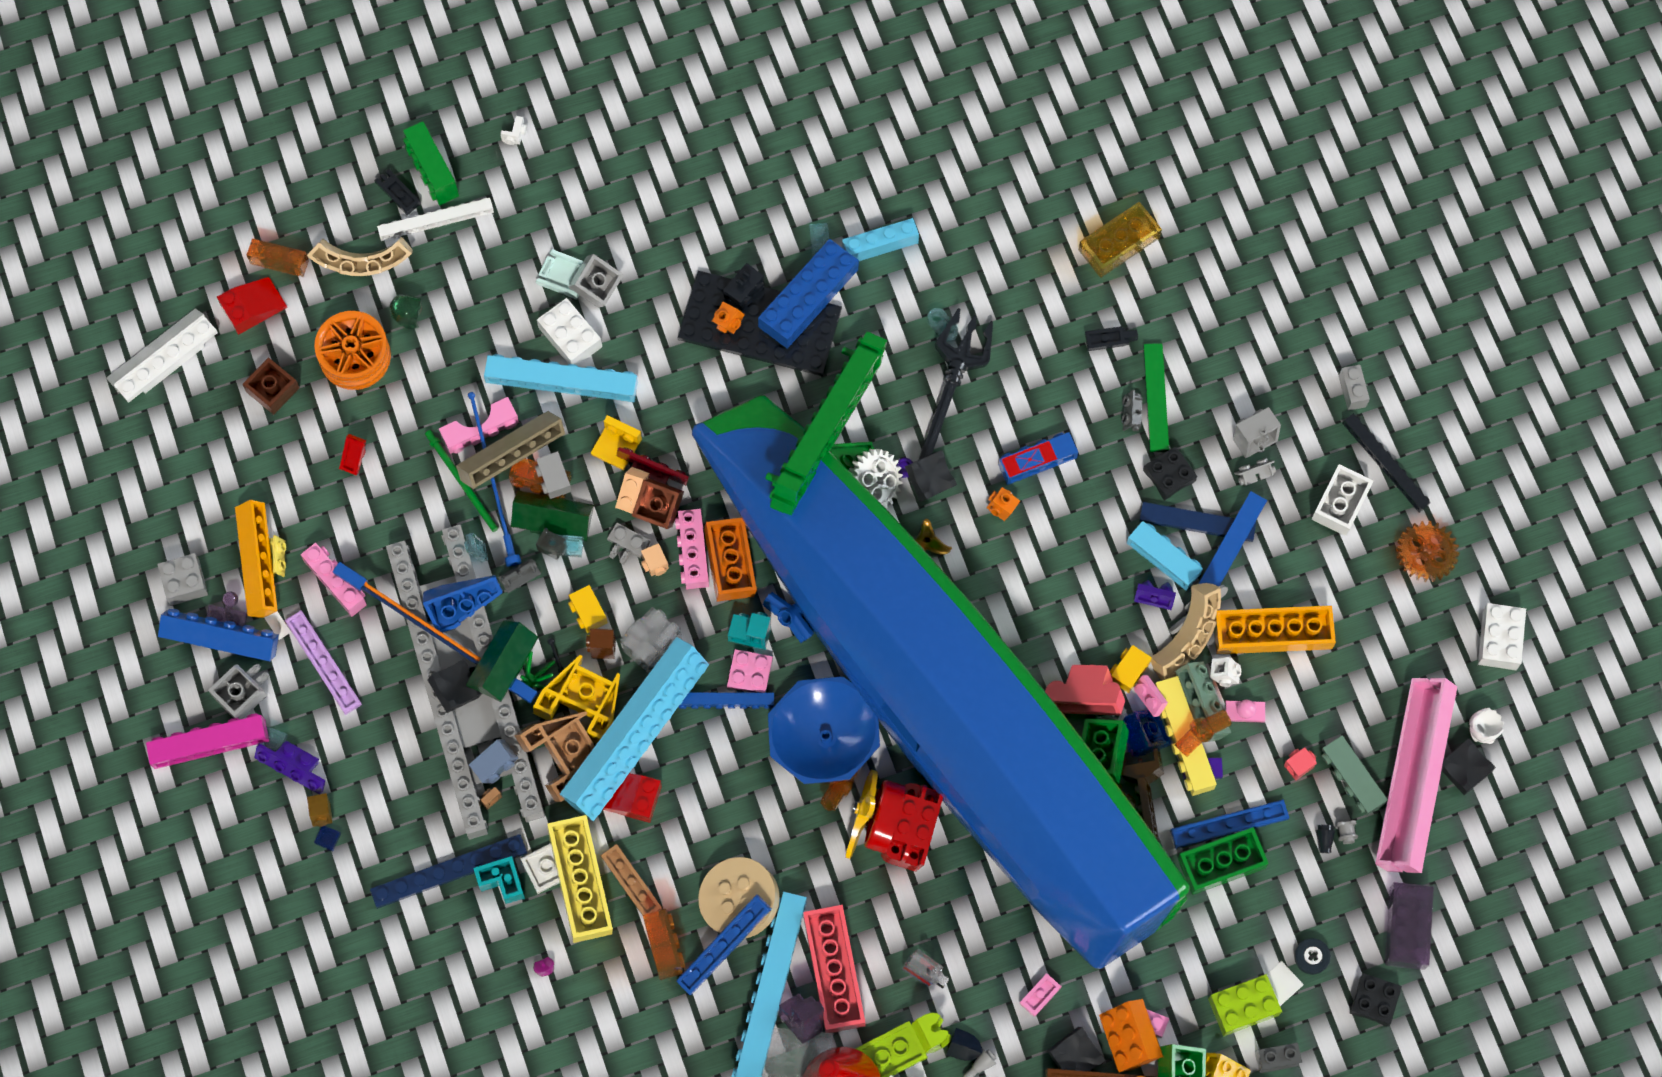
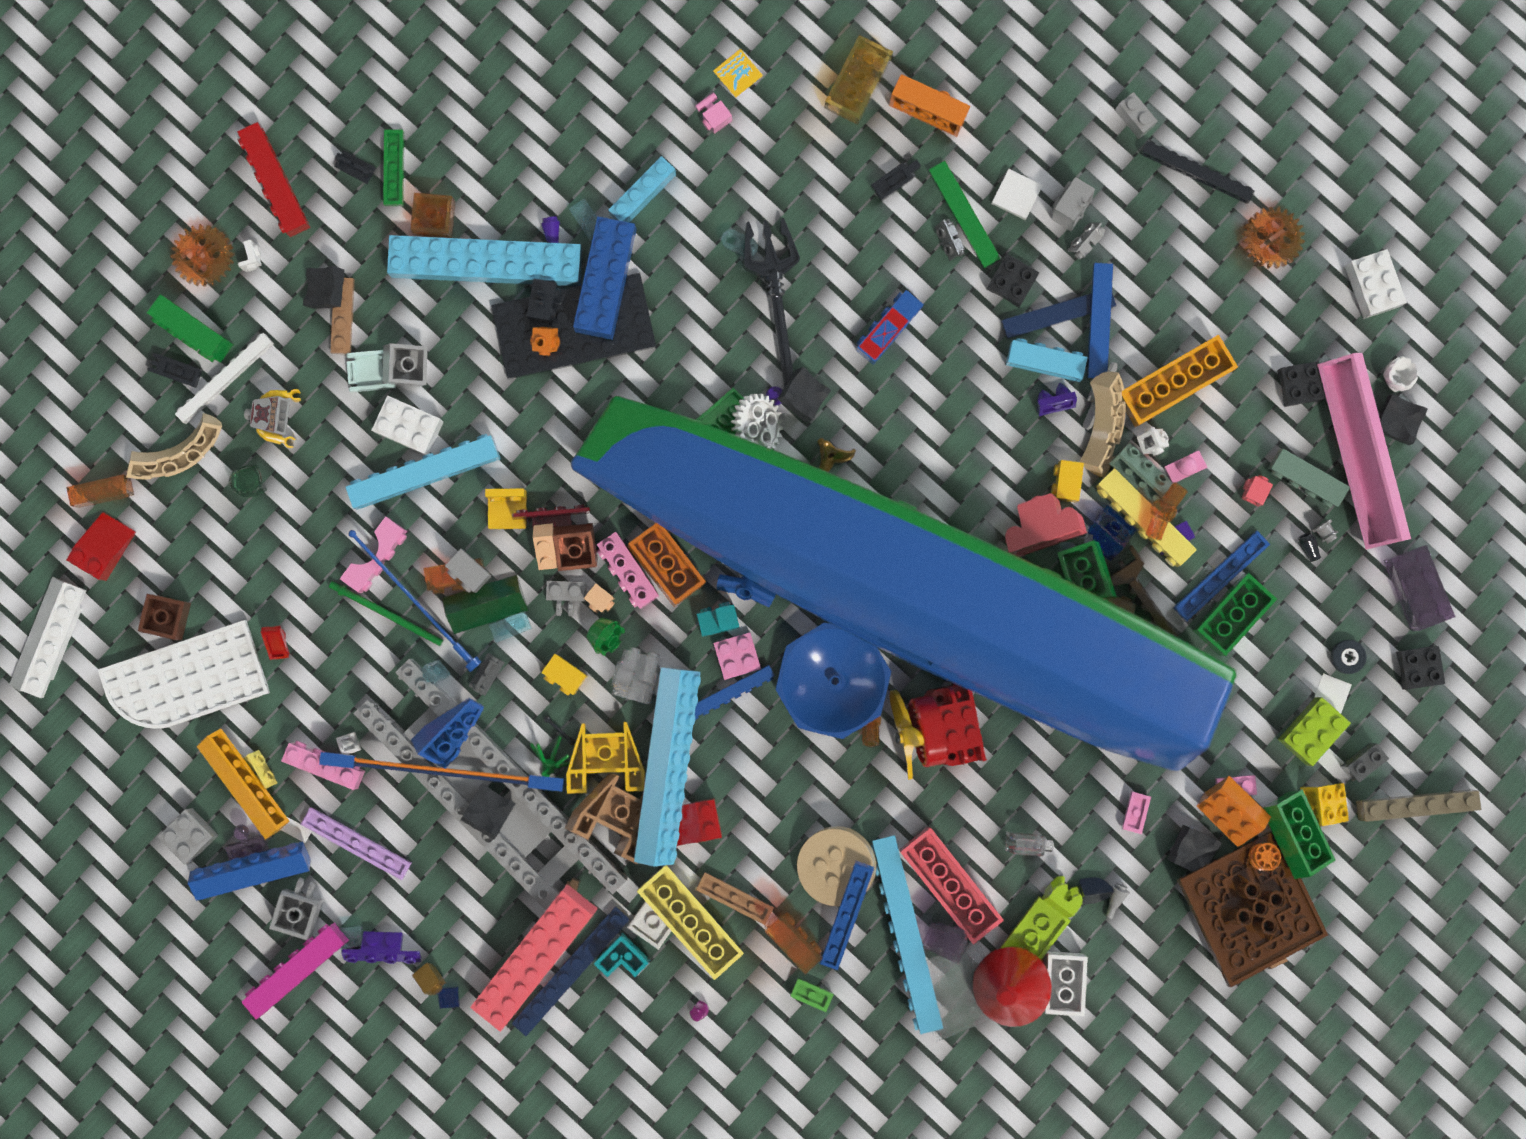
camera: 30 degrees left, 15 degrees up
(259, 448) = (186, 678): none -> white plate
(367, 571) = (348, 743): none -> white tile
(369, 369) = (214, 518): orange wheel -> none
(423, 834) = (534, 957): none -> coral brick
(458, 266) = (270, 415): none -> torso
(480, 125) = (190, 243): none -> clear orange gear
(494, 761) = (559, 861): sand blue brick -> none
(503, 660) = (517, 768): dark green slope -> none
(510, 449) = (416, 567): dark tan brick -> none
(552, 551) = (493, 630): clear smoke brick -> none
(563, 185) = (324, 287): none -> black brick
(565, 217) = (342, 320): none -> medium nougat plate
(570, 80) = (273, 180): none -> red brick
(601, 643) = (594, 702): reddish brown brick -> none
(642, 592) = (605, 635): none -> green cone
(644, 103) = (354, 166): none -> black hinge
(653, 1004) = (811, 994): none -> bright green plate
(677, 120) = (393, 168): none -> green plate
(688, 173) = (432, 215): none -> clear orange brick
(711, 230) = (484, 260): none -> medium azure brick
(784, 234) = (551, 229): none -> dark purple cone
(827, 423) = (691, 401): green brick -> none
(978, 210) = (716, 116): none -> bright pink brick
(1002, 503) = (880, 387): orange brick -> none
(1018, 186) = (738, 73): none -> yellow sticker
(1150, 695) = (1099, 497): bright pink plate -> none
(1171, 289) = (929, 105): none -> orange brick
(1212, 403) = (1017, 194): none -> white tile
(1342, 500) = (1178, 228): white brick -> none
(1389, 690) = (1301, 384): none -> black brick

